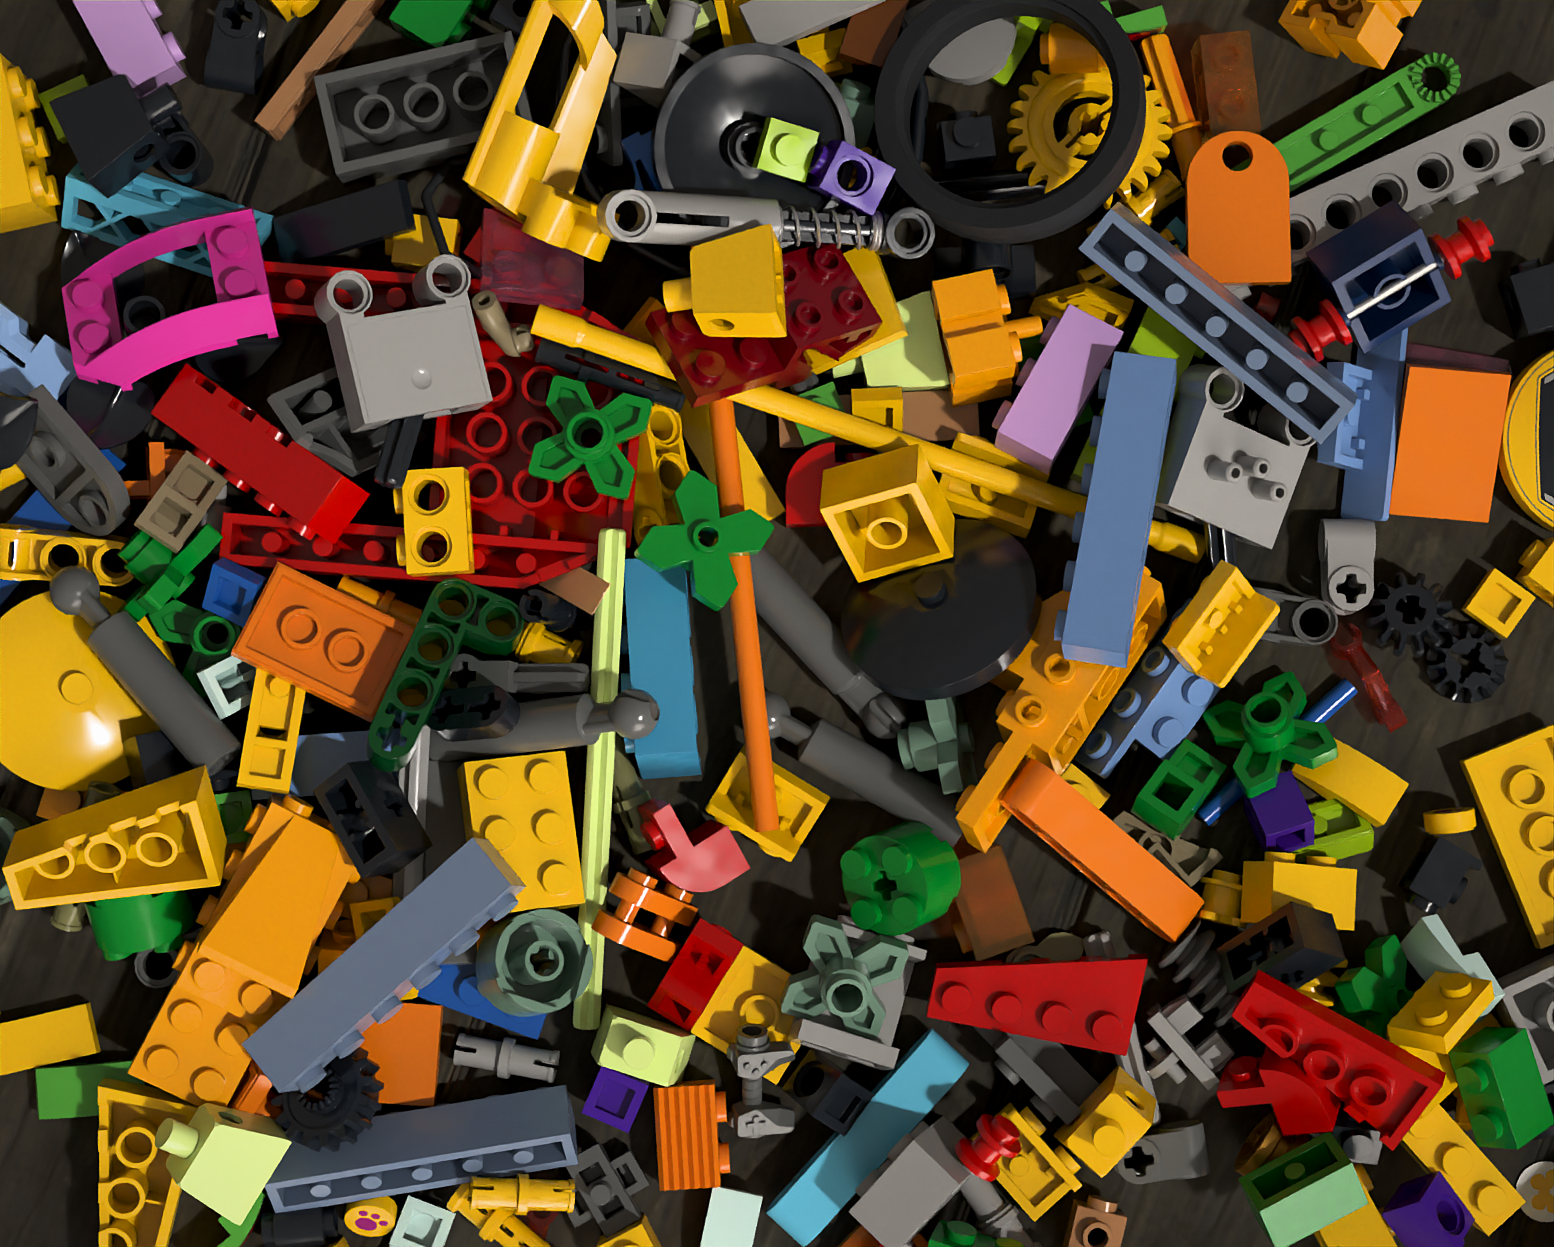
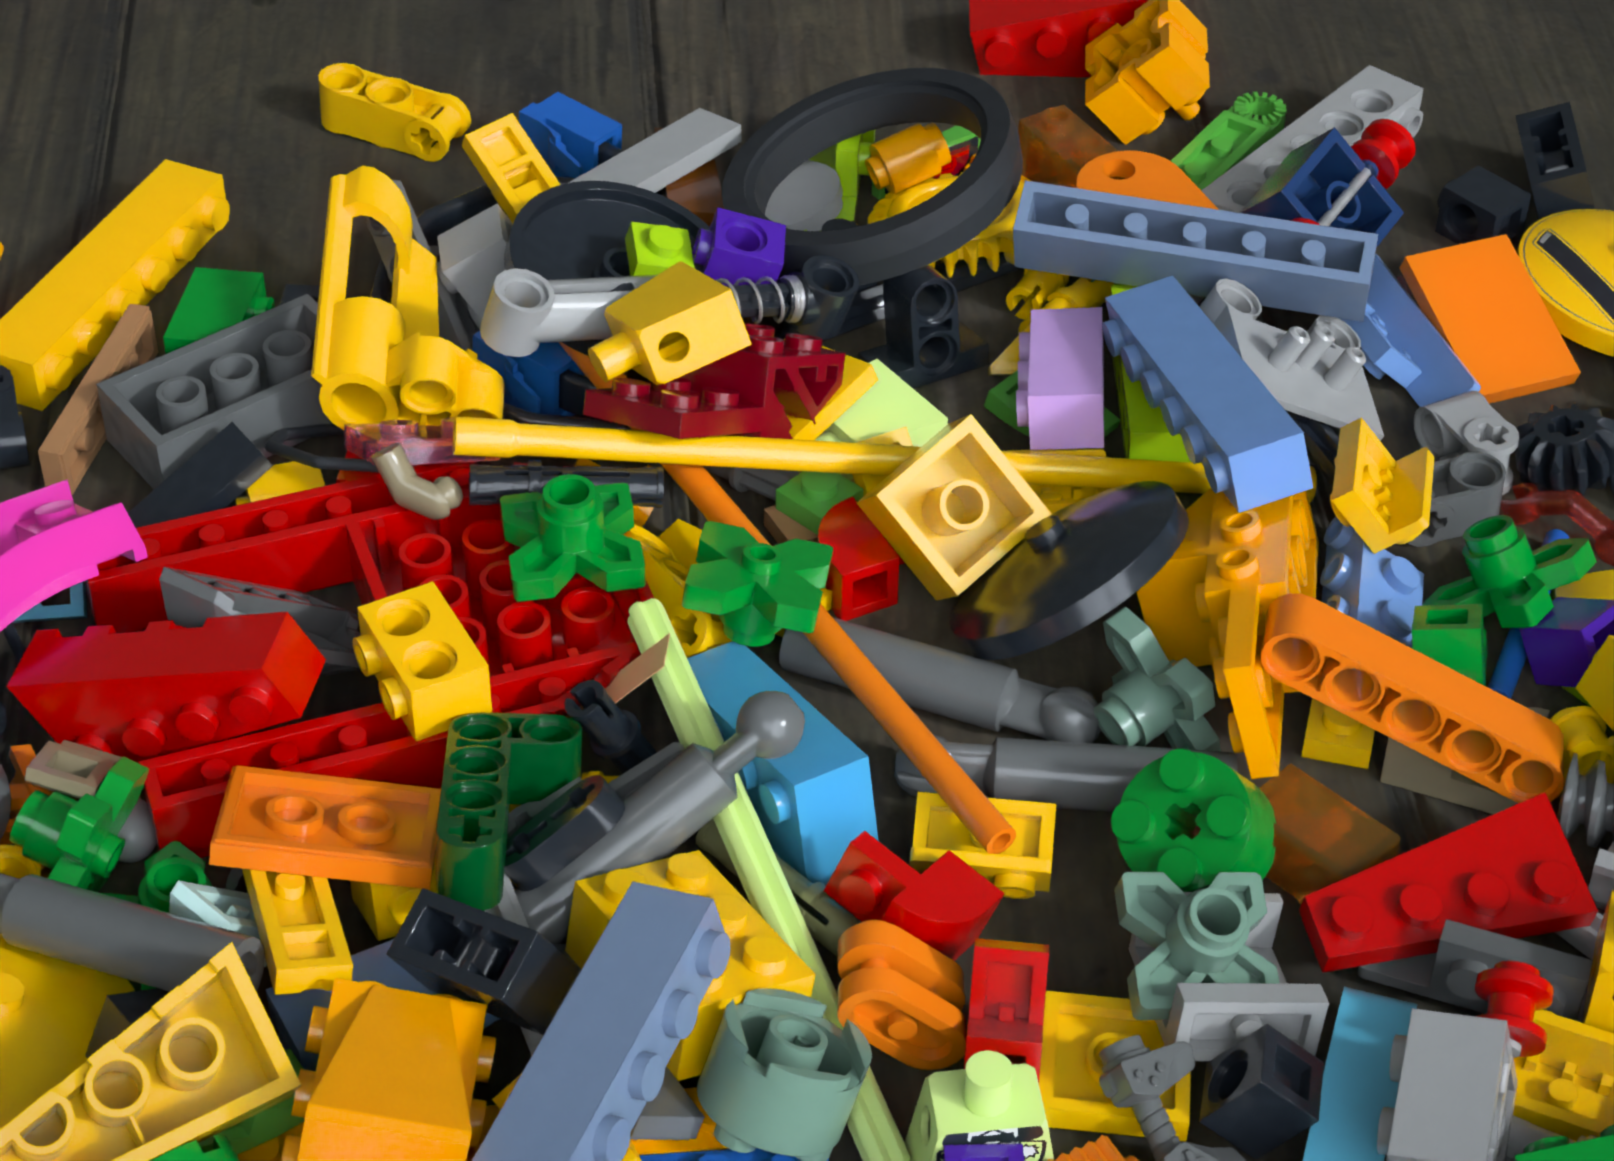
camera: 25 degrees left, 45 degrees down
(233, 591) = (182, 822): blue tile -> none
(405, 362) = (312, 518): light grey piece -> none
(976, 337) = (953, 358): light orange brick -> none

